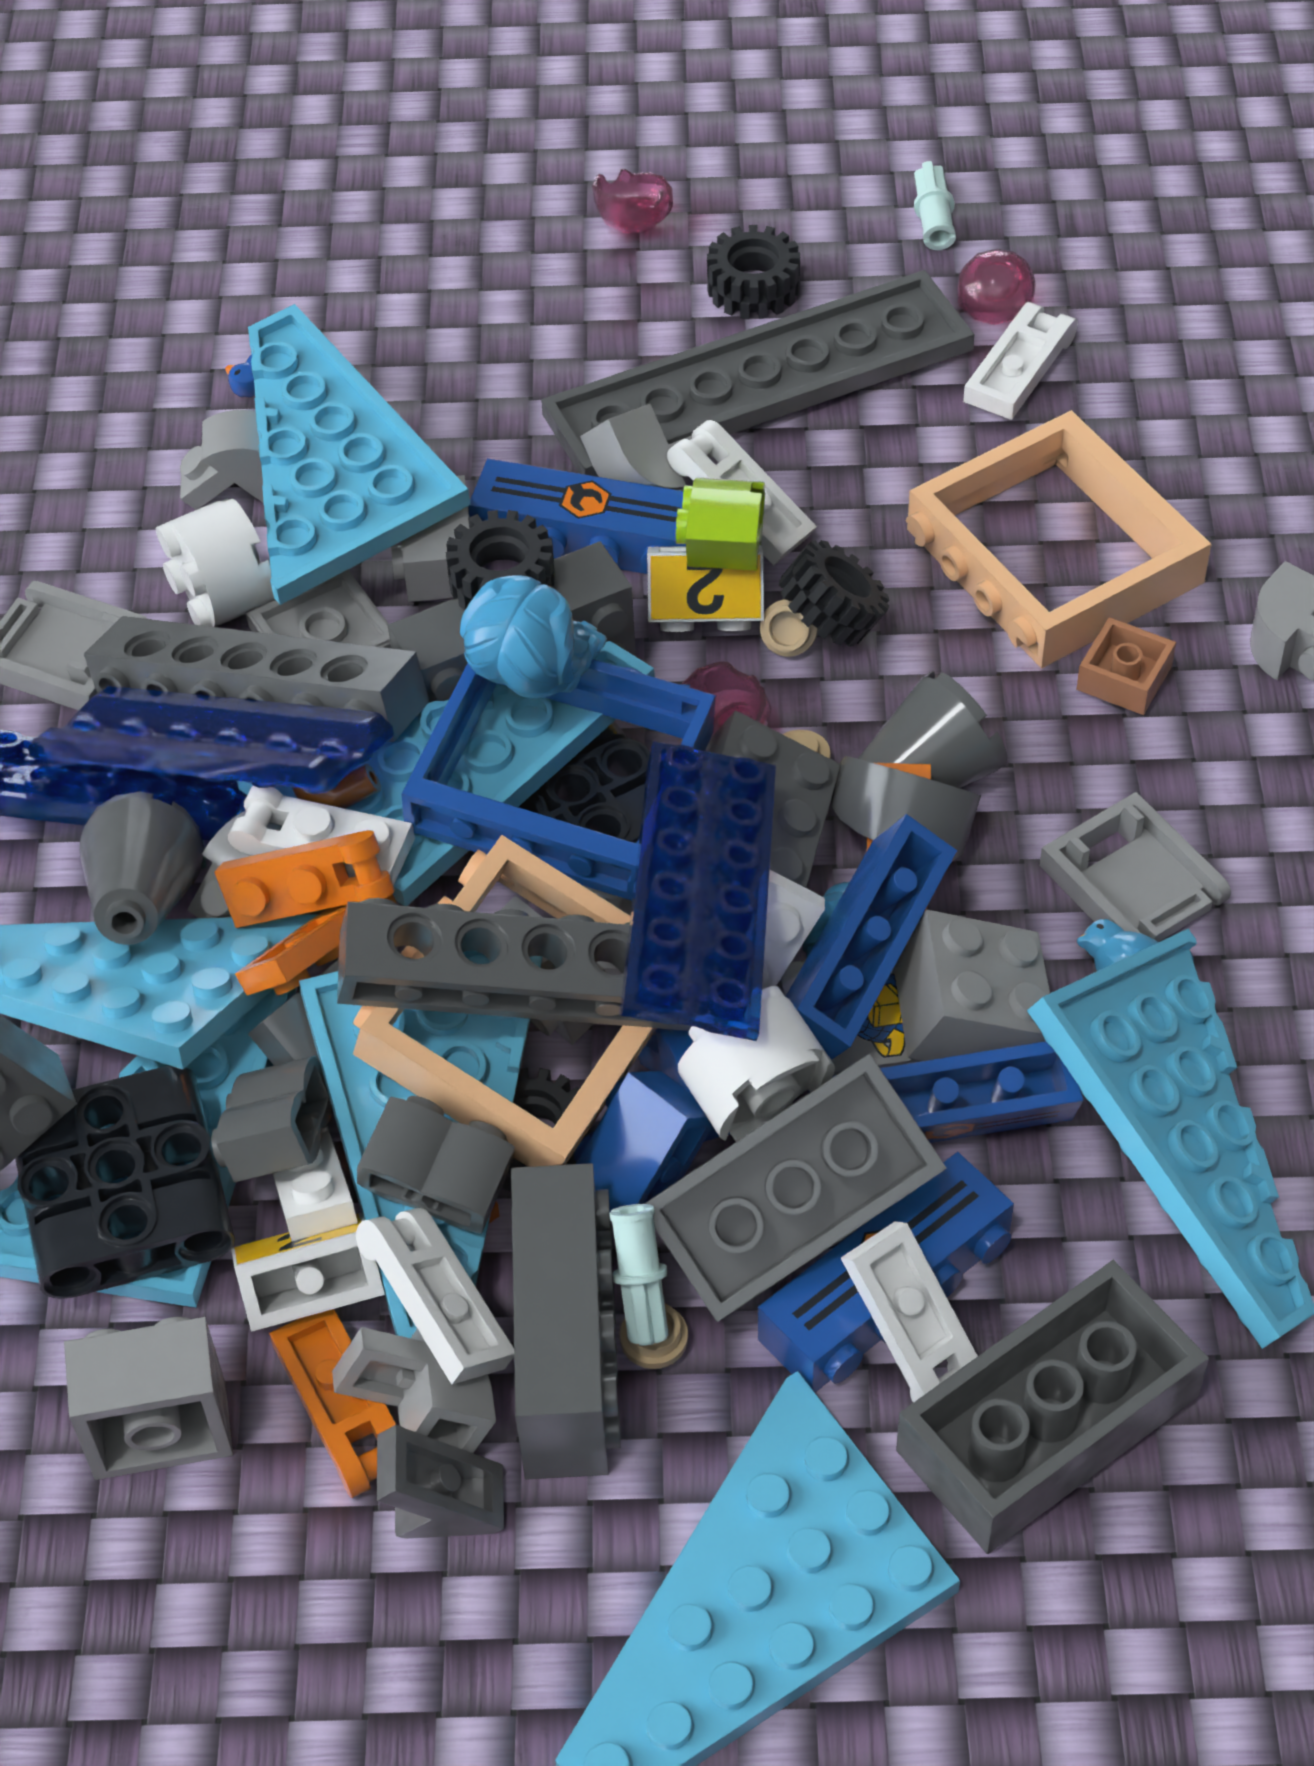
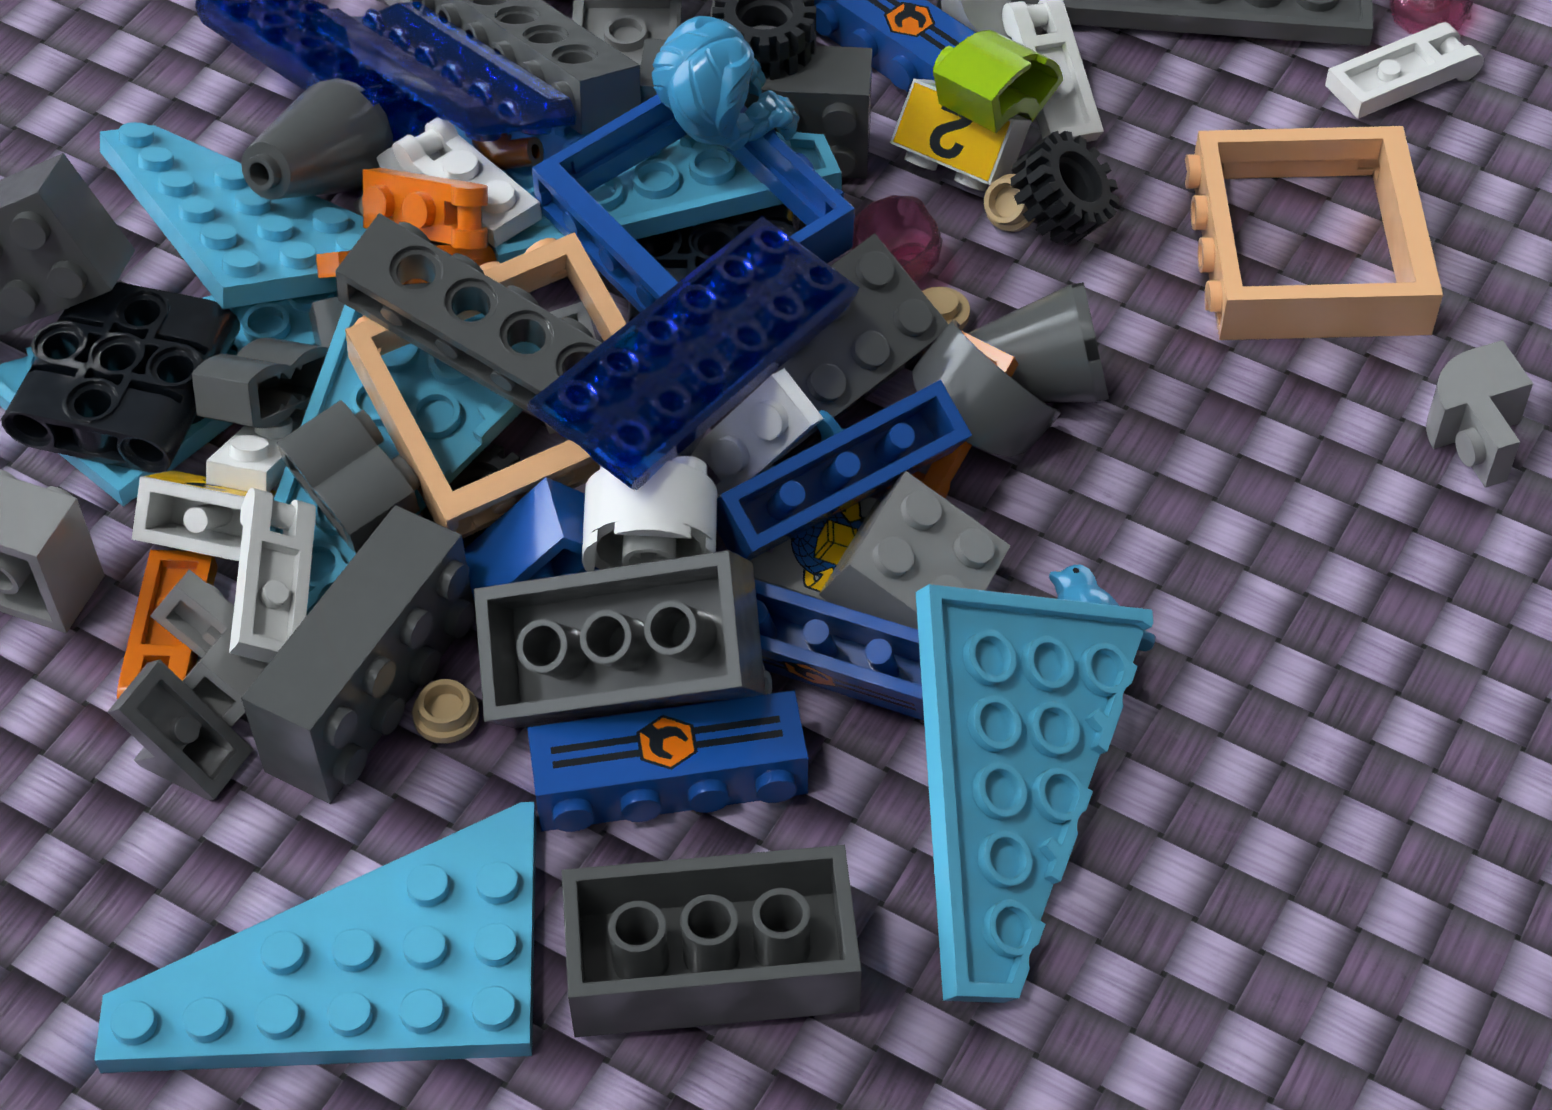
camera: 30 degrees right, 0 degrees up
(640, 1273) = (442, 645): light aqua axle -> none
(908, 1307) = (642, 785): white plate -> none
(1126, 665) = (1289, 368): nougat piece -> none
(1143, 887) = (1159, 562): light grey container -> none

